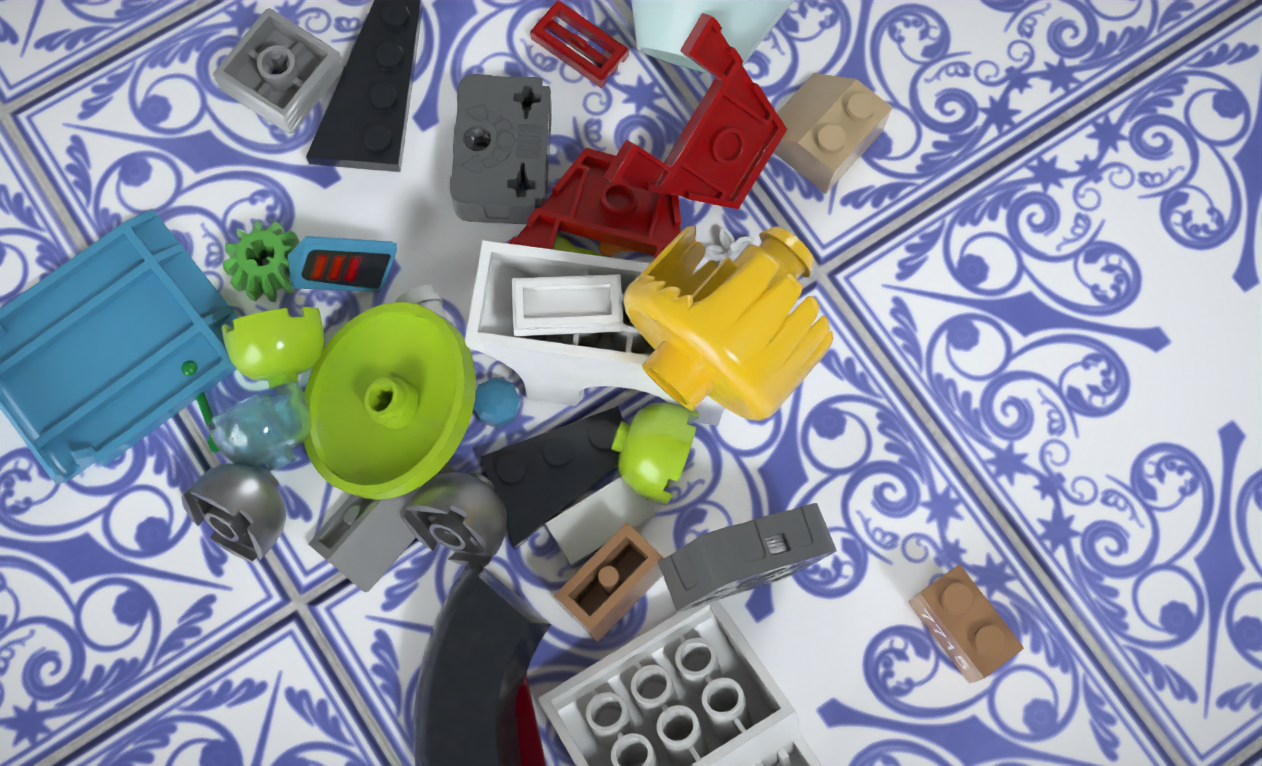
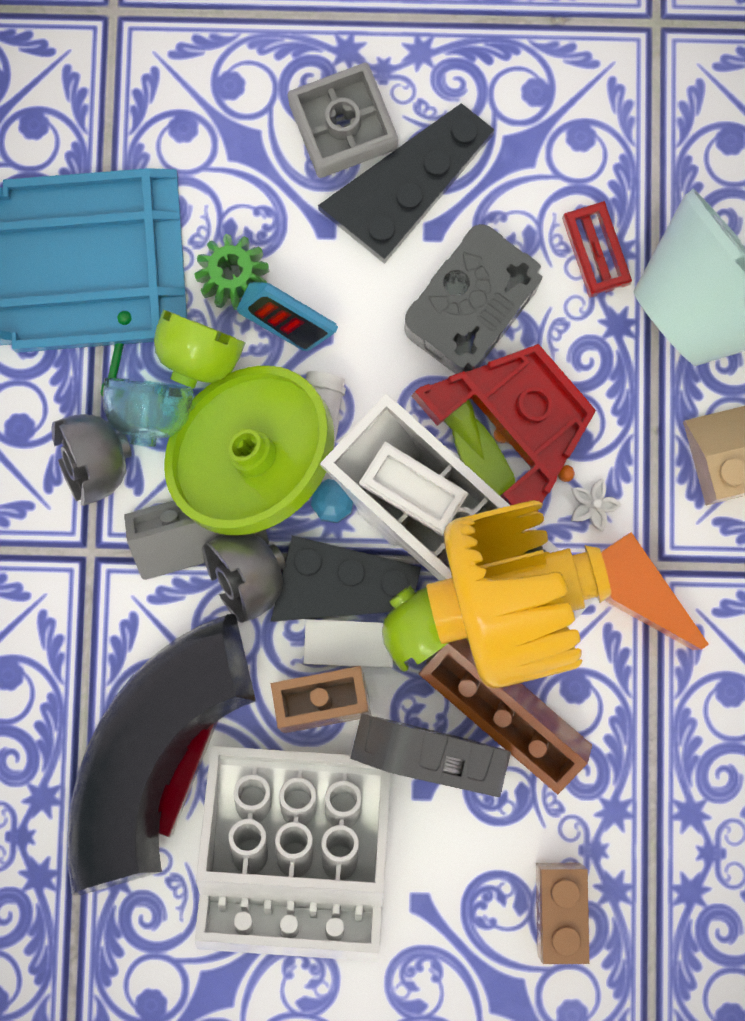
camera: 40 degrees right, 10 degrees up
(722, 142) = (646, 415): red wing -> none
(786, 477) = (510, 717): none -> dark orange brick
(852, 299) = (645, 594): none -> orange slope

